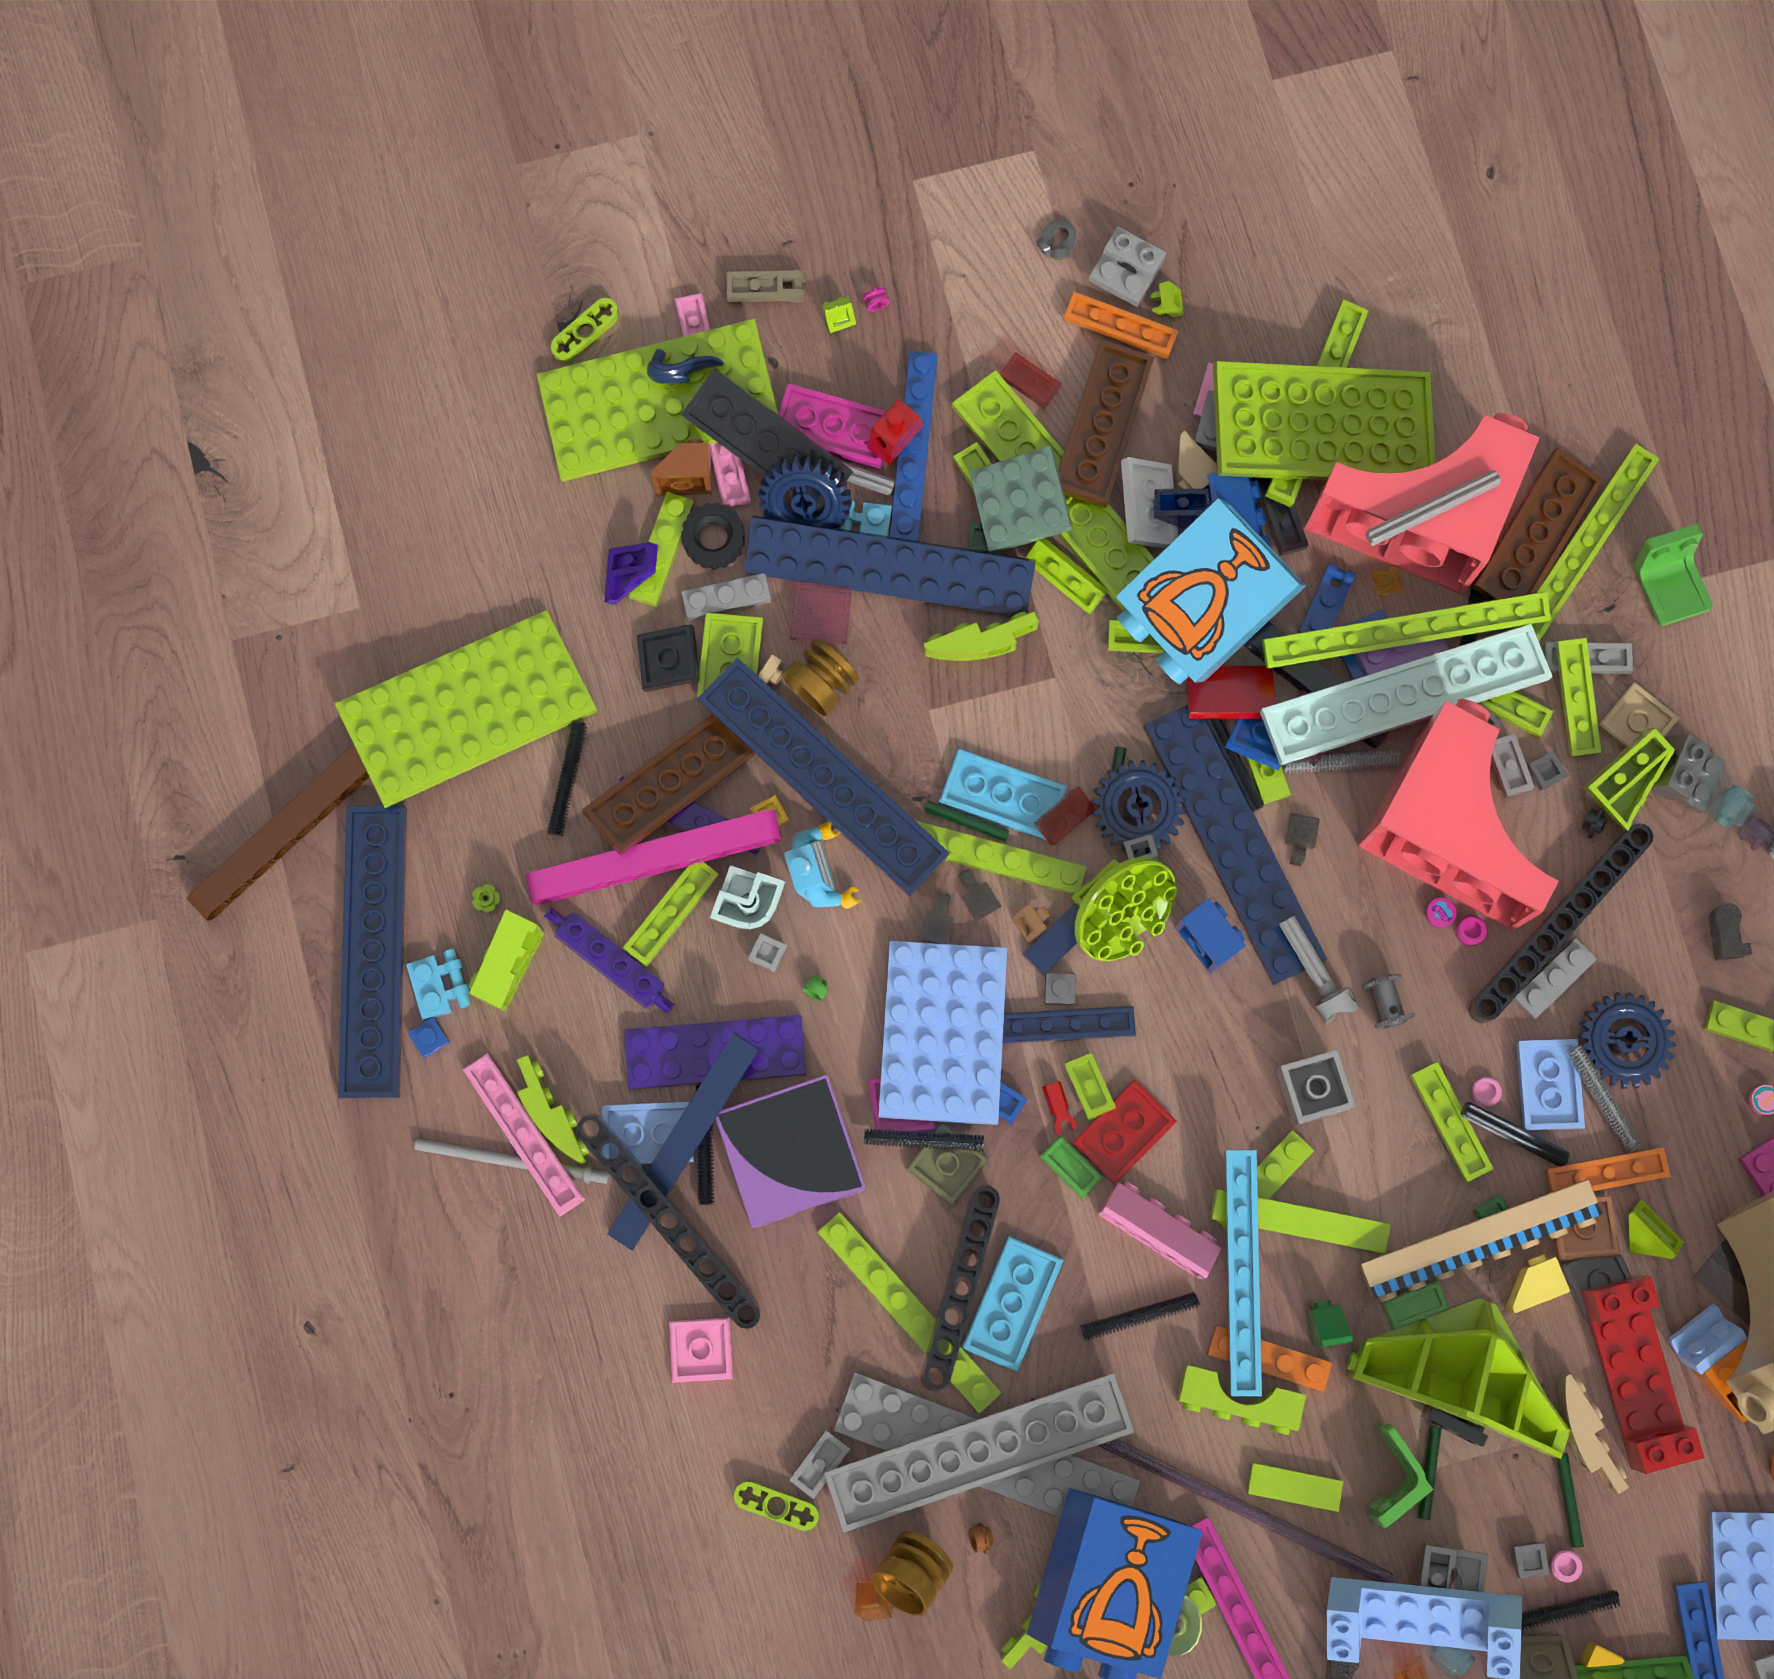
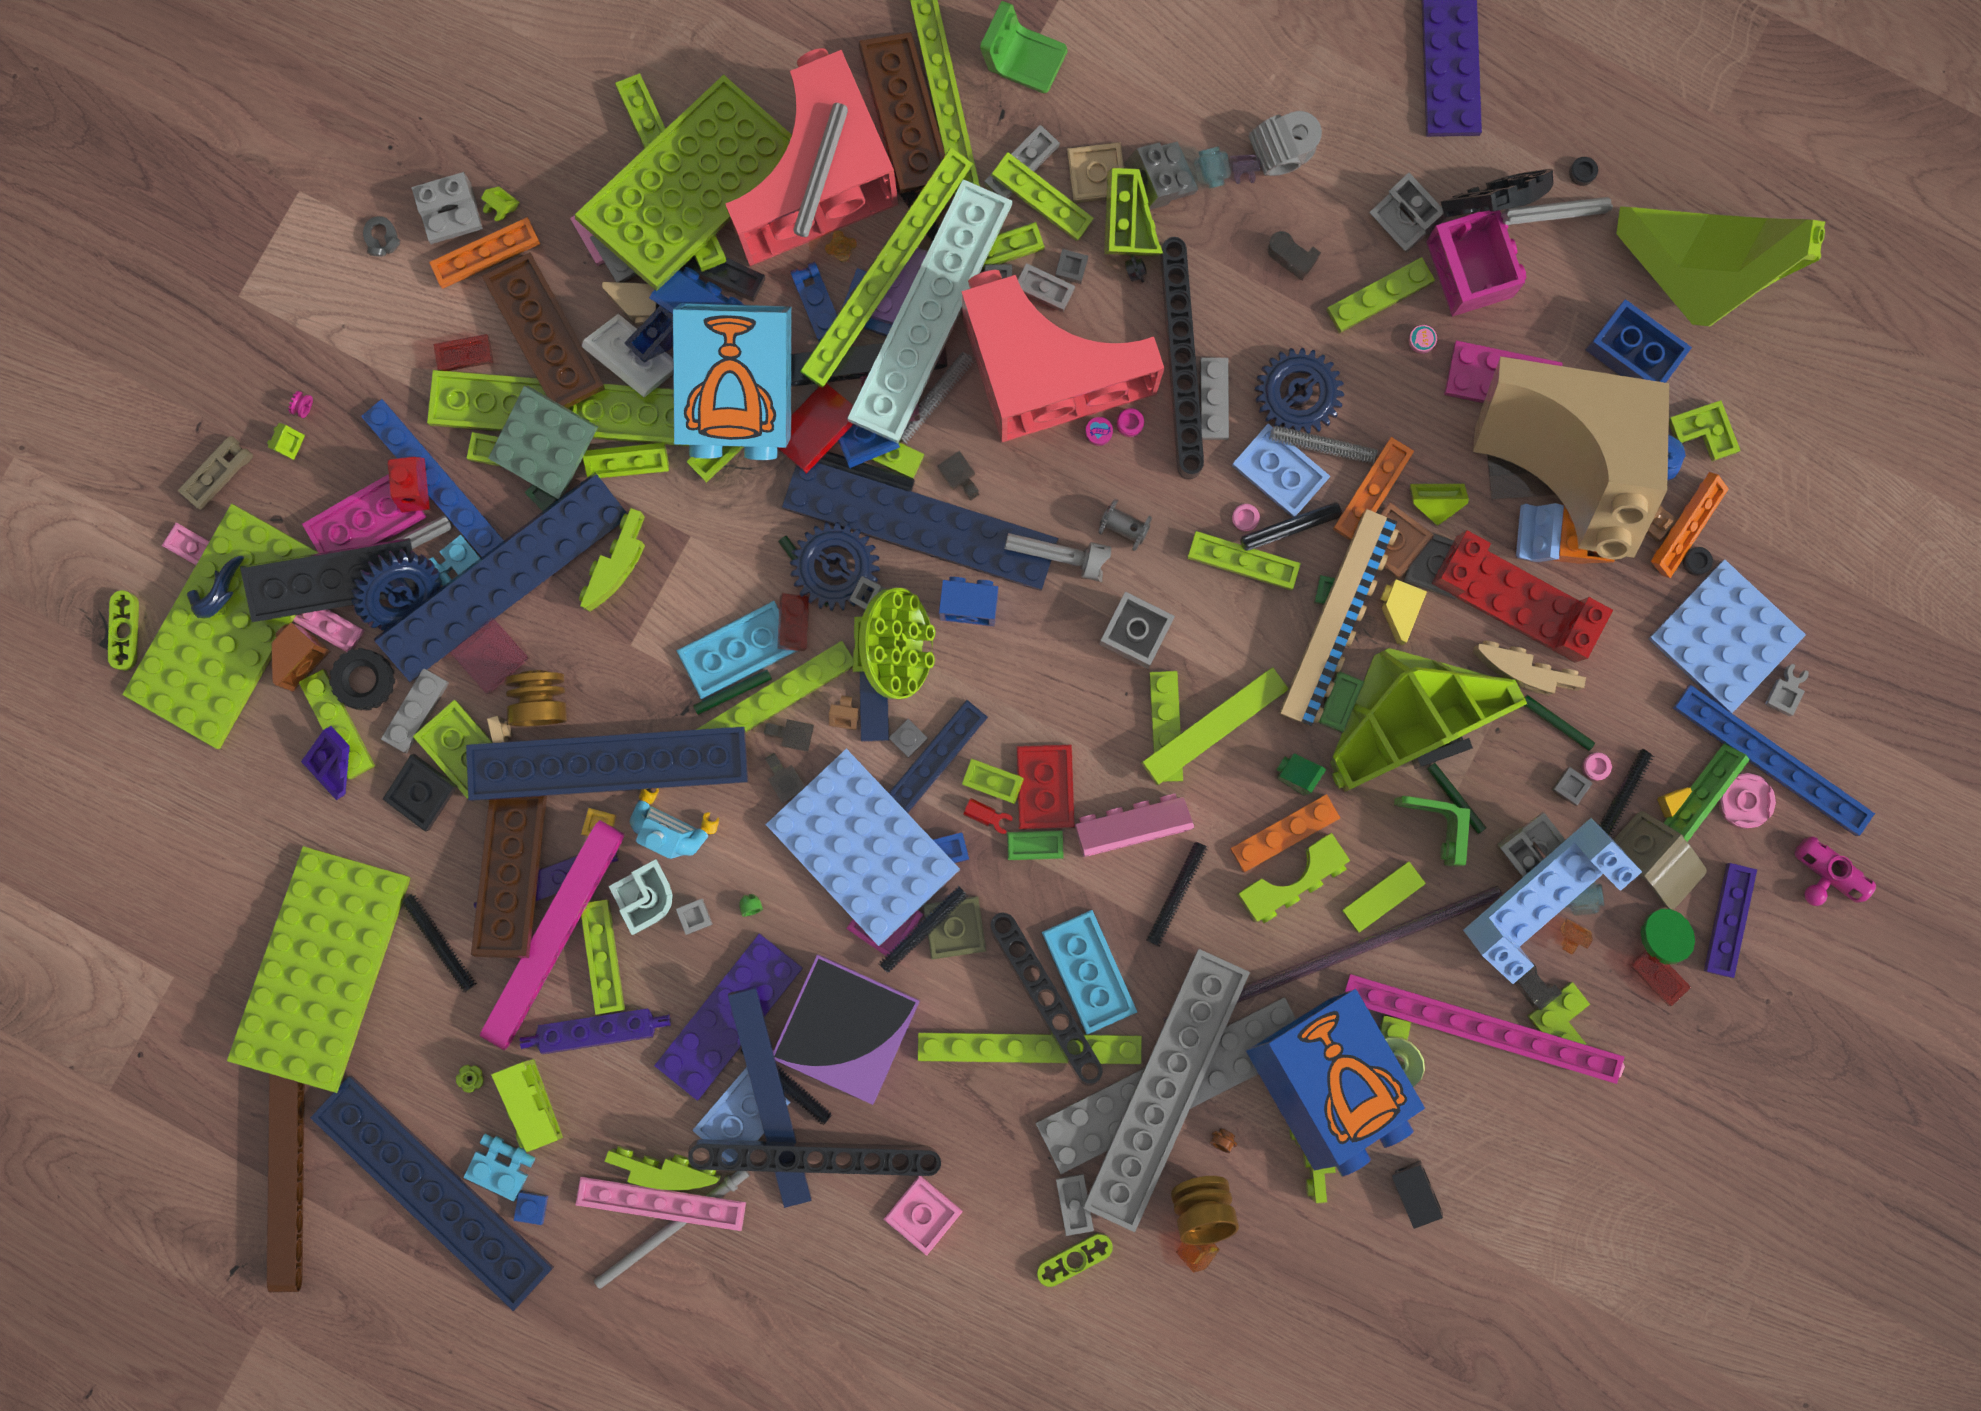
camera: 45 degrees left, 5 degrees up
(1243, 1273) = (1213, 797): medium azure plate -> none

